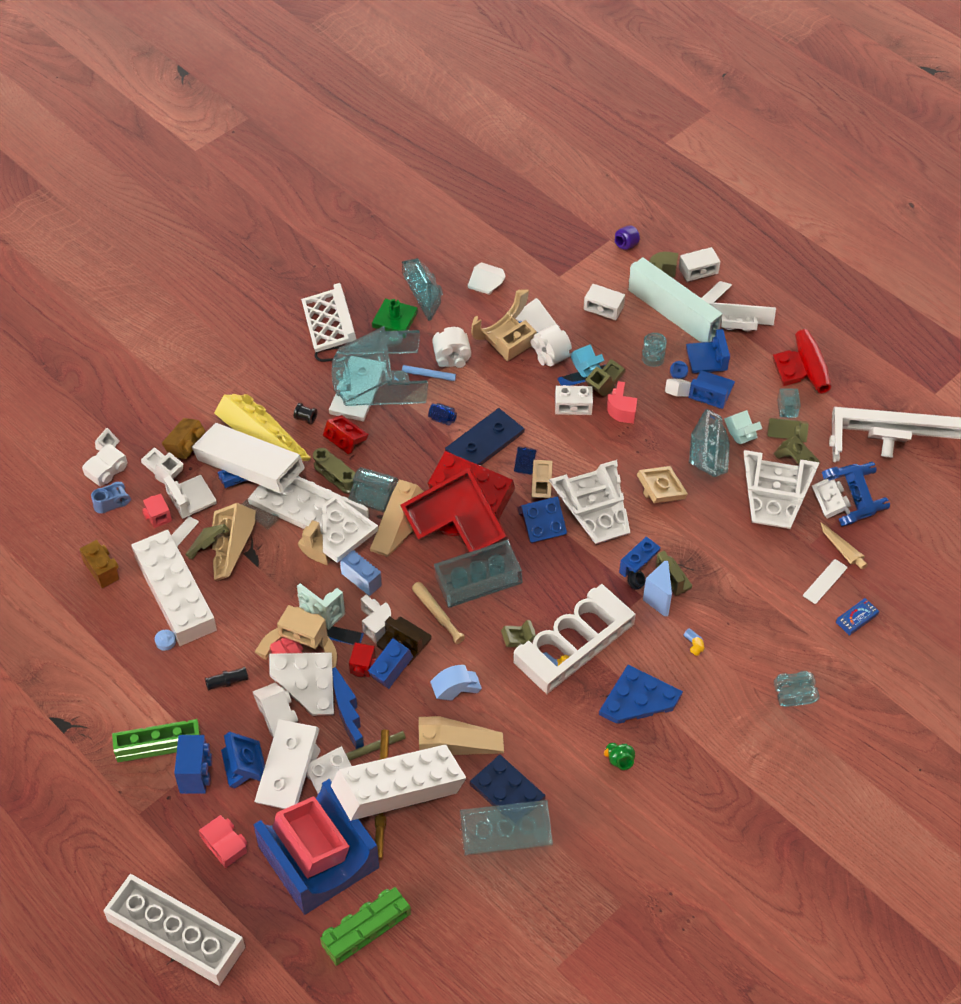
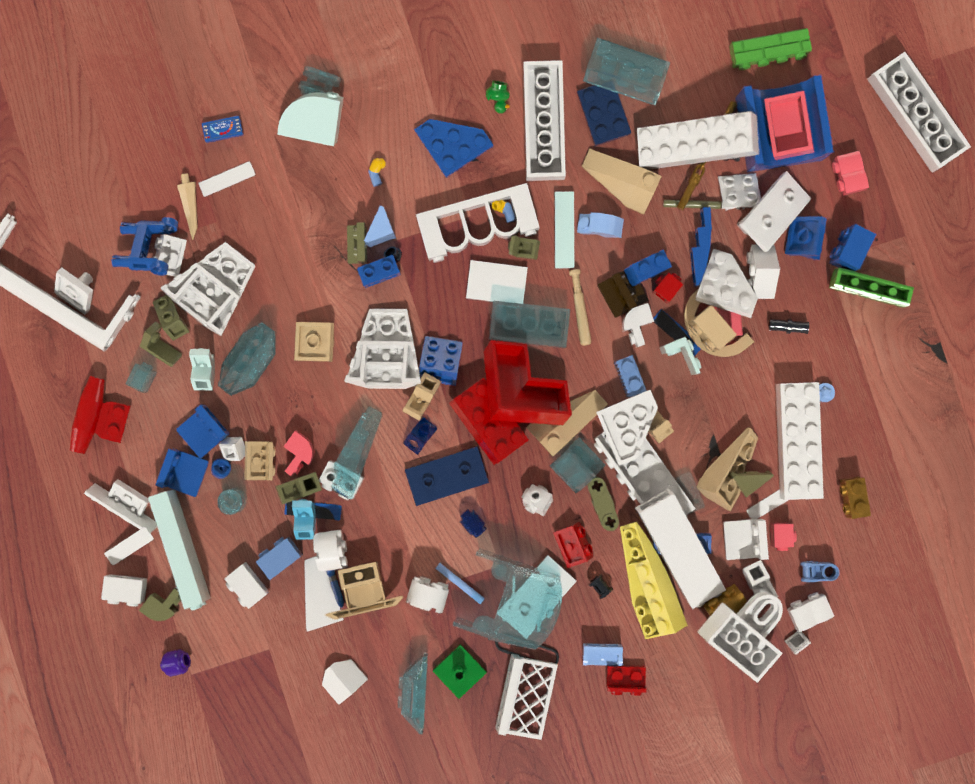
camera: 150 degrees left, 35 degrees up
(158, 415) = (743, 635): none -> white brick
(249, 360) = (626, 679): none -> red bracket
(280, 371) = (602, 654): none -> light blue hinge
(395, 448) = (537, 499): none -> white brick
(489, 670) = (564, 230): none -> light aqua tile
(527, 600) = (496, 282): none -> white tile
(563, 748) = (544, 120): none -> white brick
(573, 416) = (355, 453): none -> clear light blue wedge
(590, 329) = (278, 558): none -> medium blue brick
(652, 386) = (259, 460): none -> tan bracket
(780, 652) = (313, 118): none -> light aqua brick

